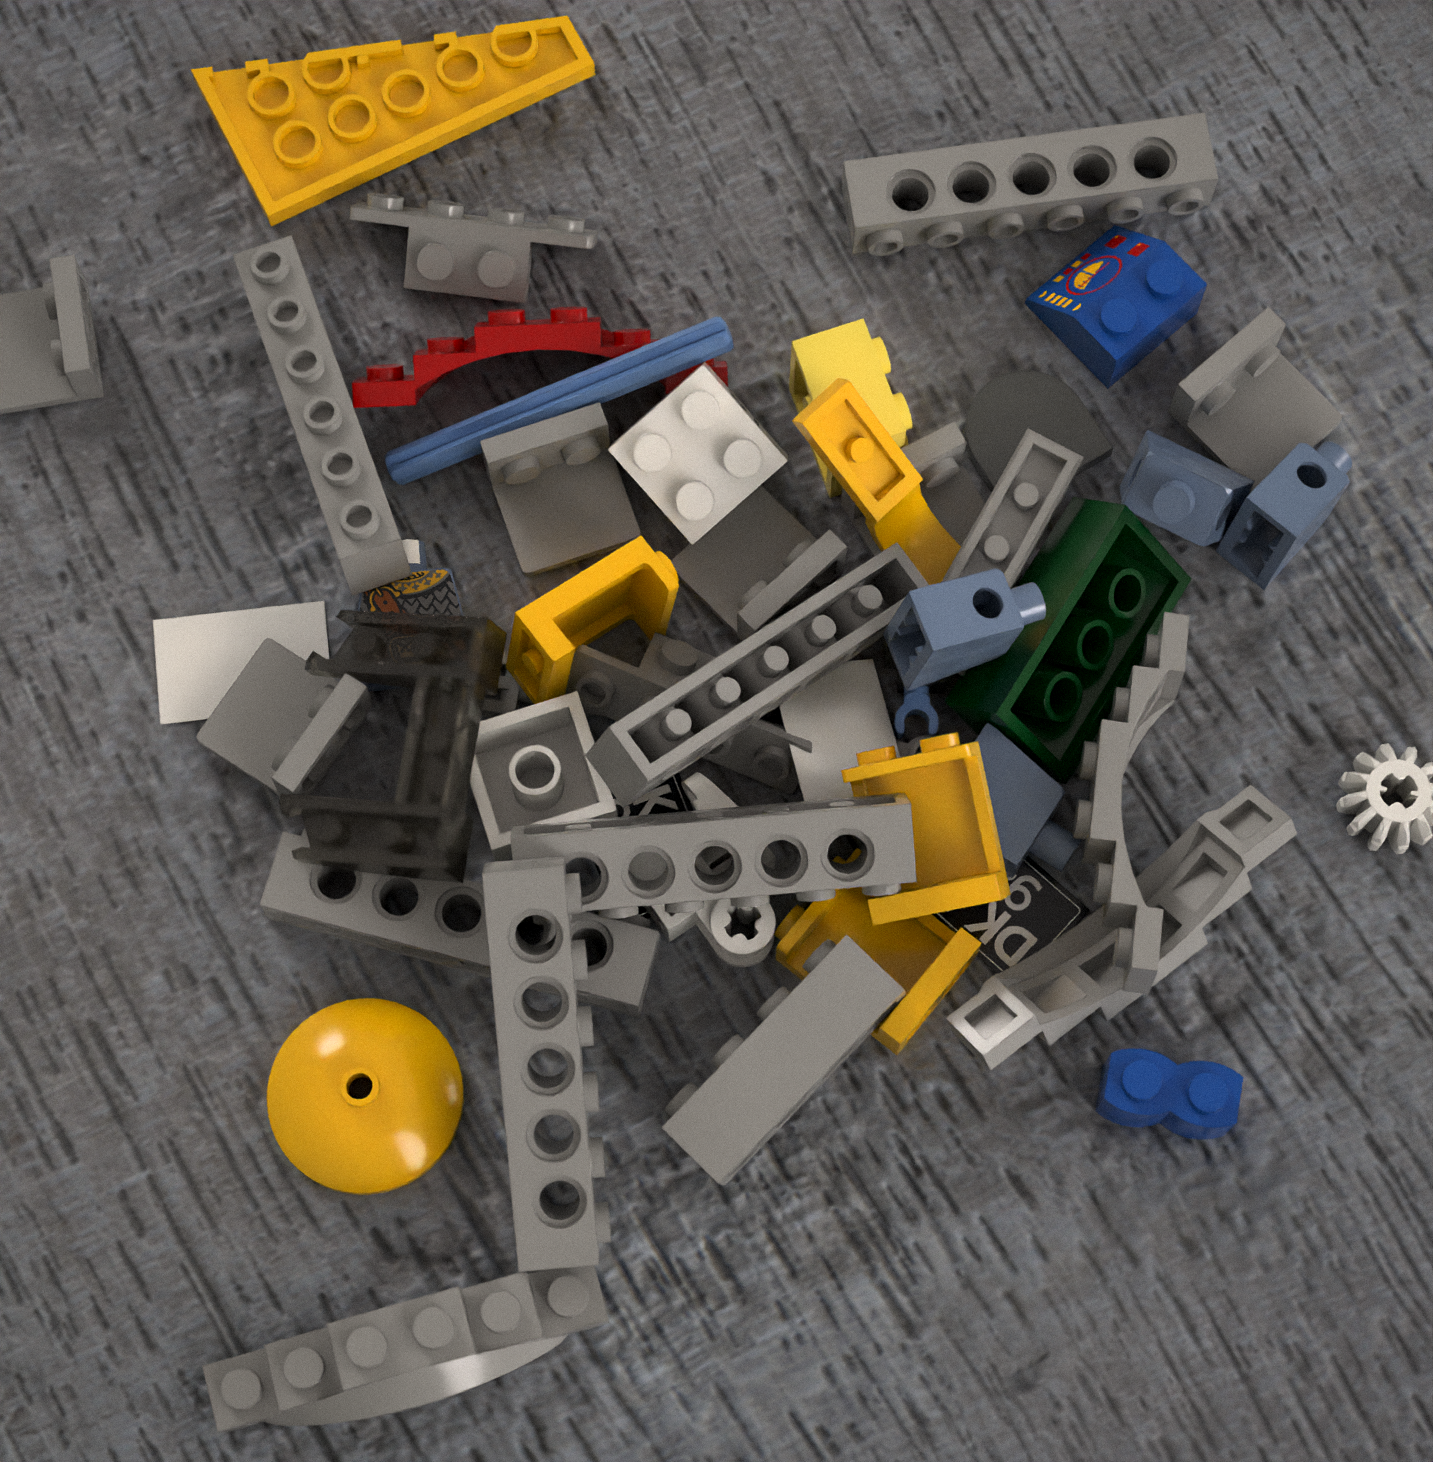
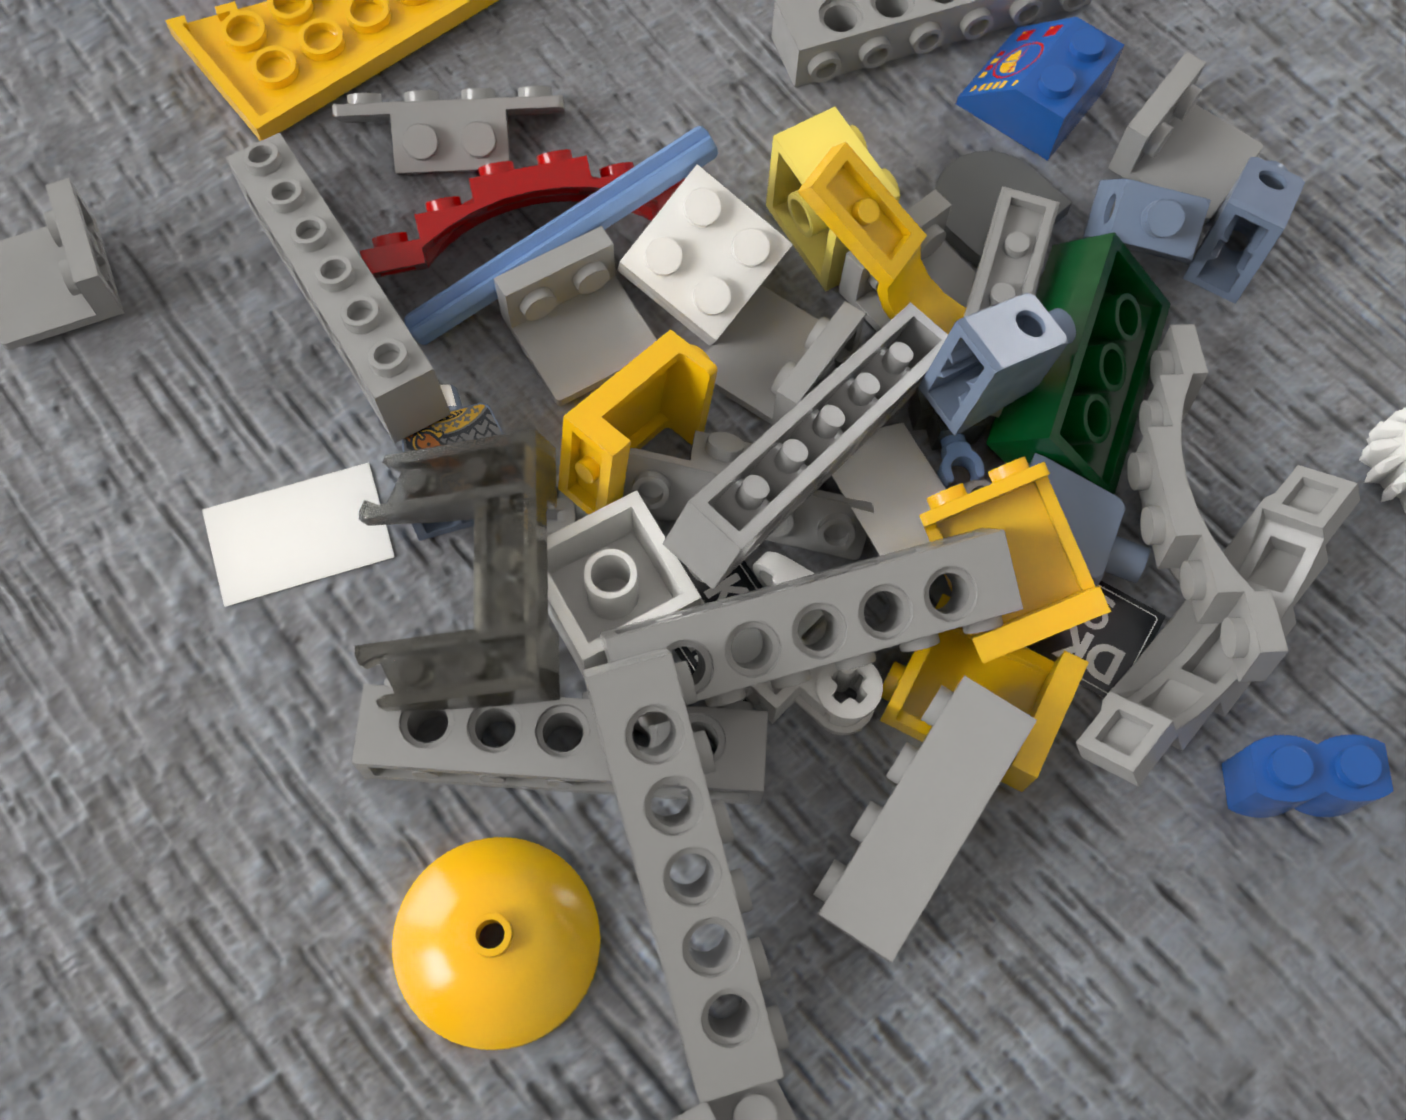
camera: 15 degrees left, 5 degrees down
(284, 721) = (349, 577): light grey bracket -> none

